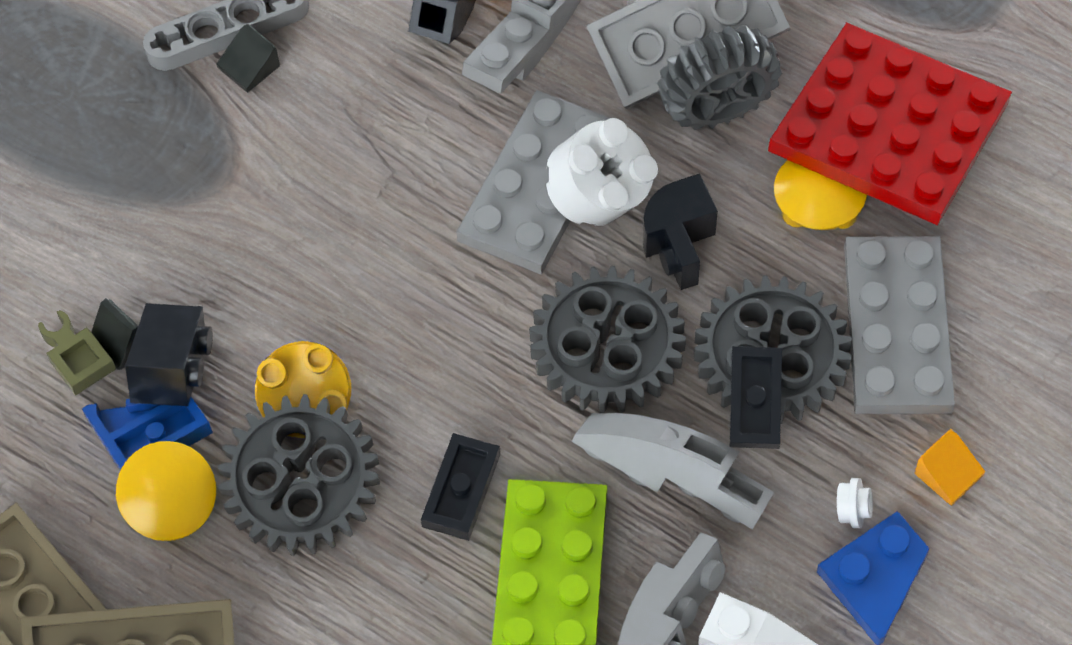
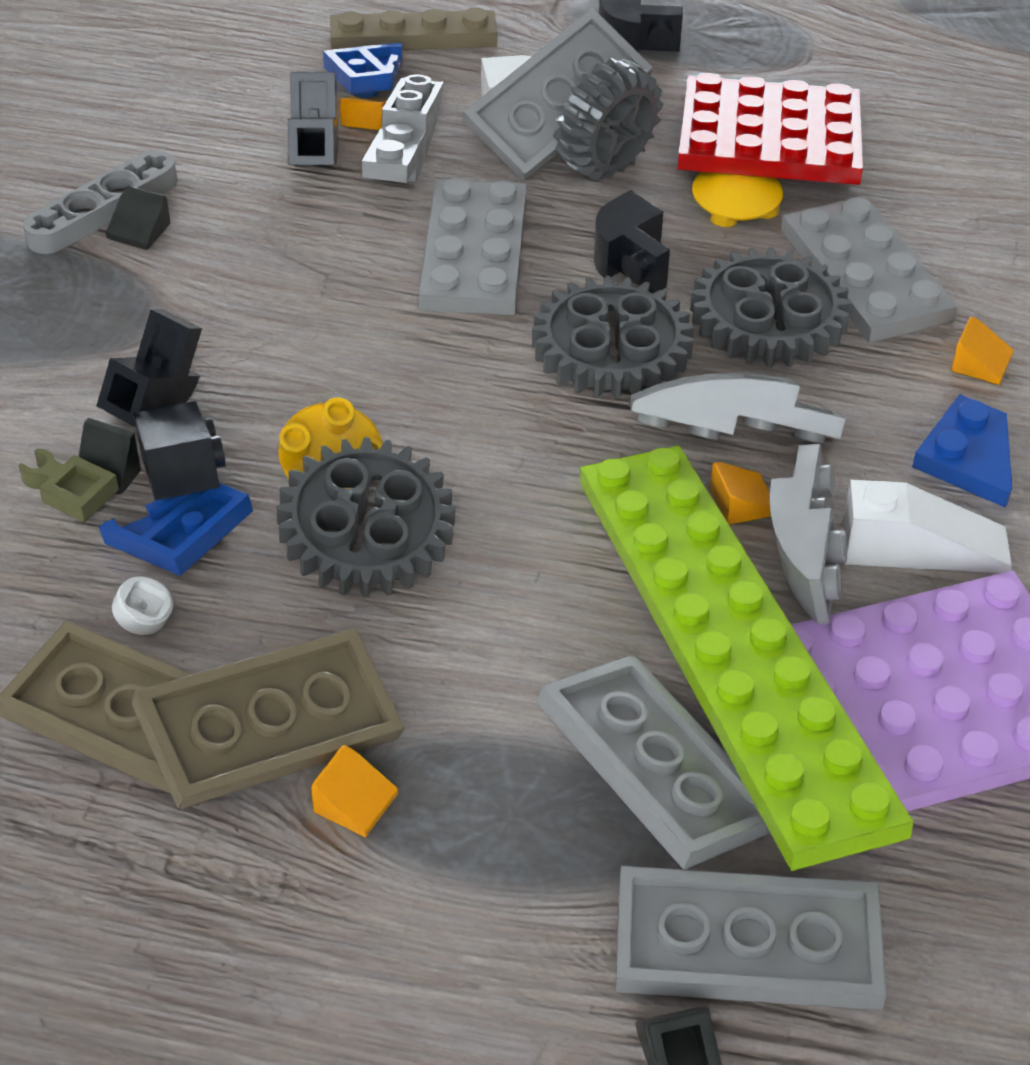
camera: 25 degrees left, 15 degrees down
(85, 503) = (142, 605): none -> white tile
(165, 491) = (230, 566): yellow dish -> none
(184, 265) = (158, 374): none -> black brick
(460, 486) = (536, 485): black plate -> none
(600, 173) = (538, 209): white brick -> none
(638, 552) = (739, 493): none -> light orange slope
(755, 397) = (787, 329): black plate -> none
(854, 502) = (917, 397): white plate -> none

